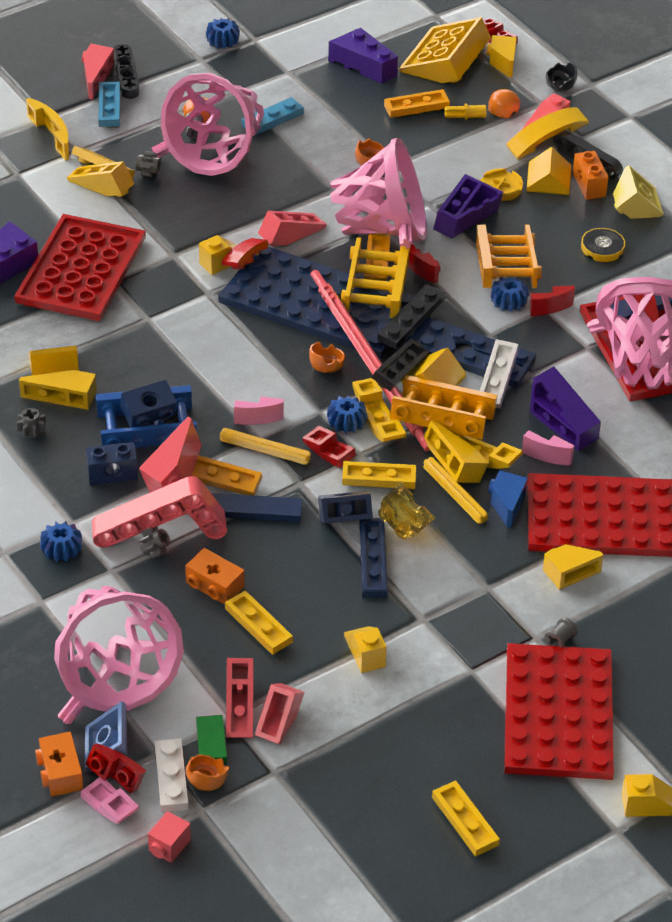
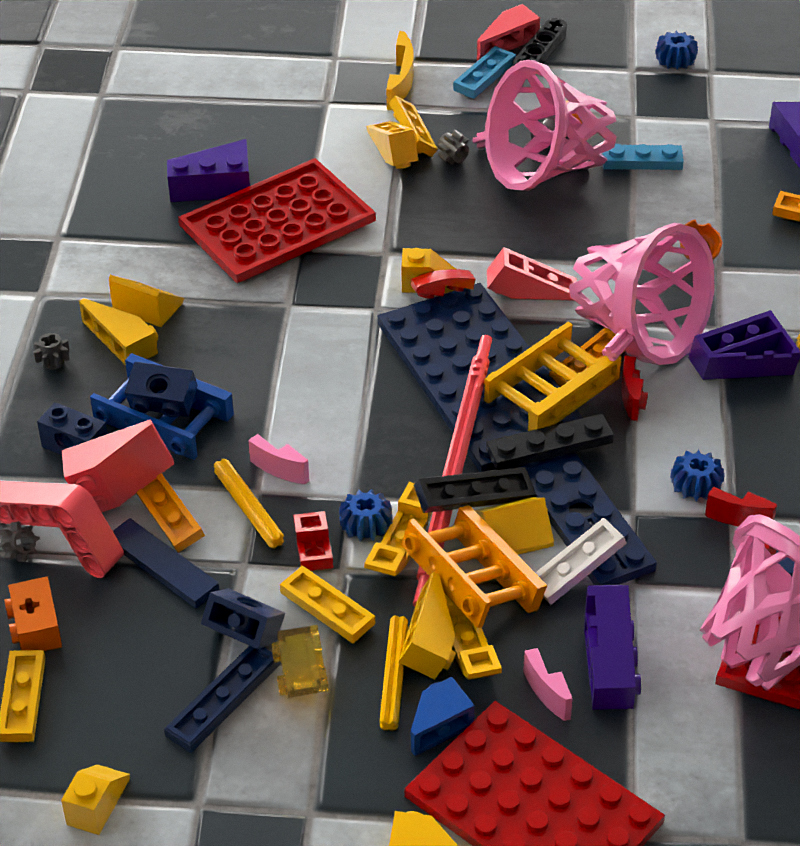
camera: 40 degrees right, 0 degrees up
(326, 359) = (410, 440): orange hair -> none
(488, 261) = (718, 408): light orange fence -> none

